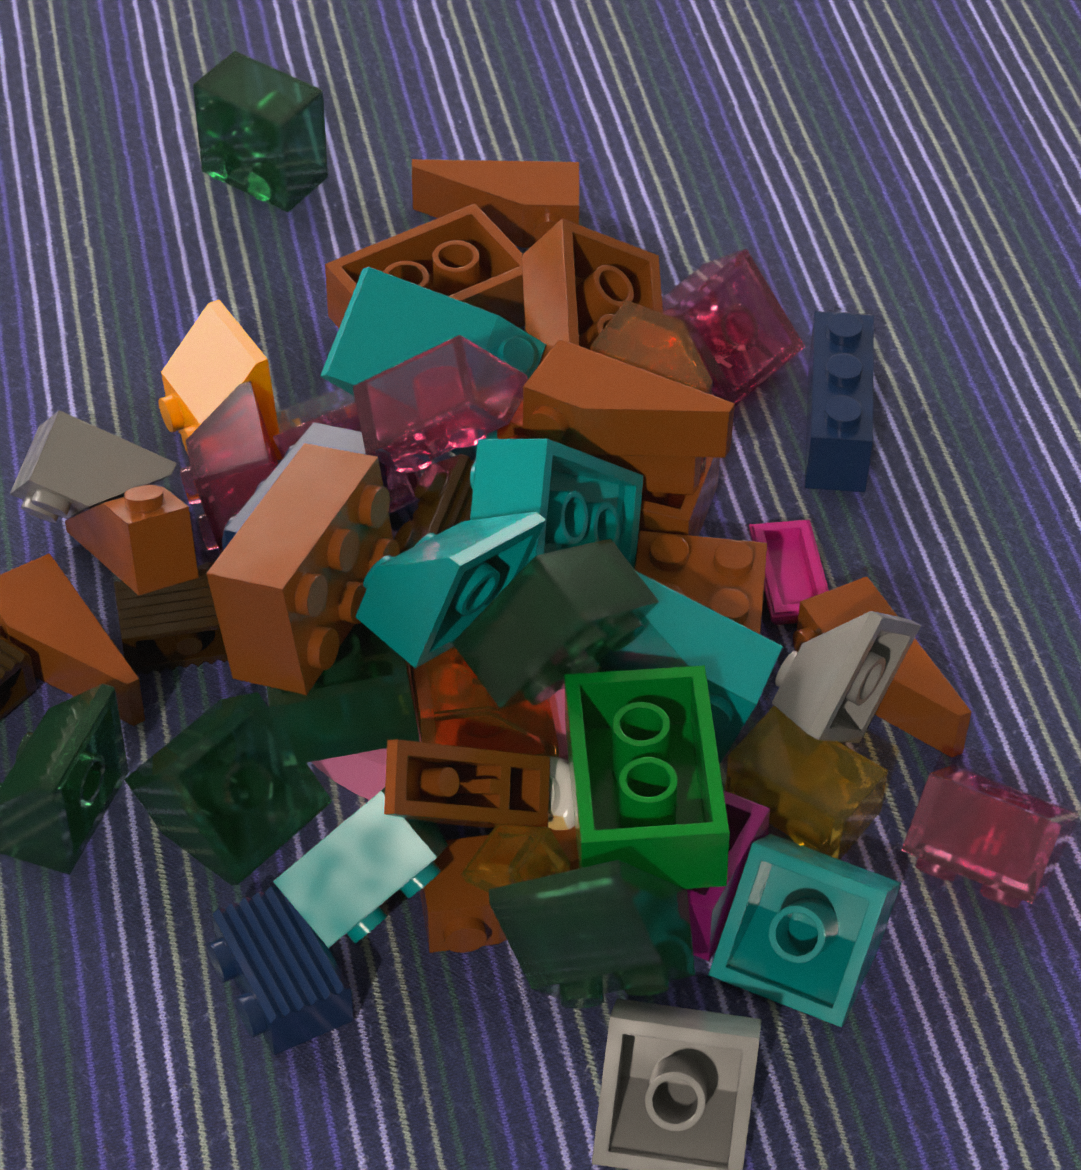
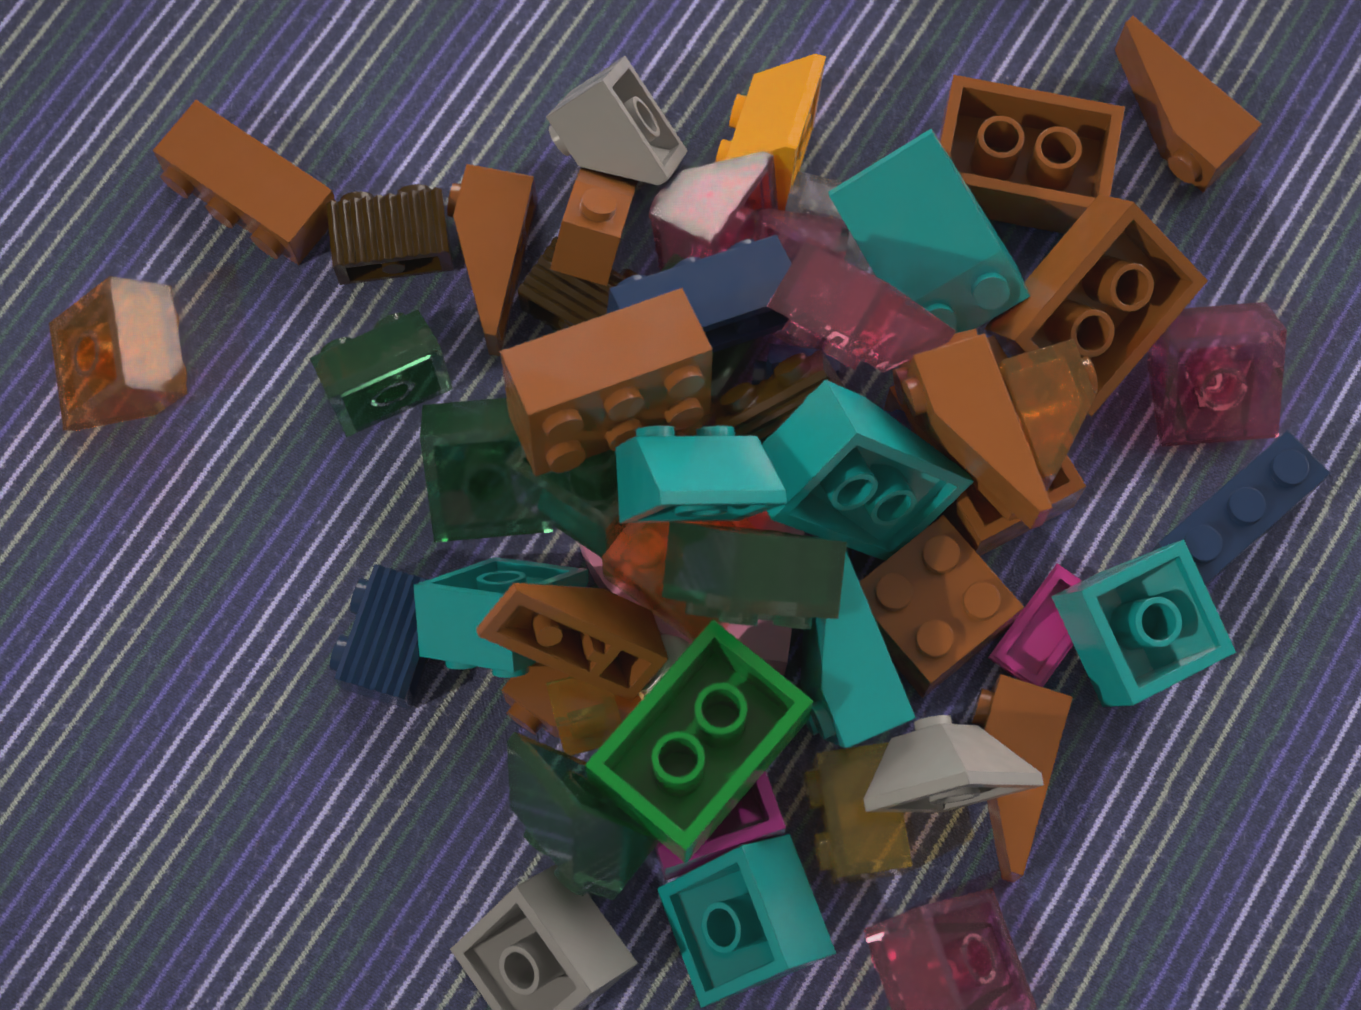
camera: 45 degrees right, 25 degrees up
(859, 500) = (1143, 625): none -> teal slope

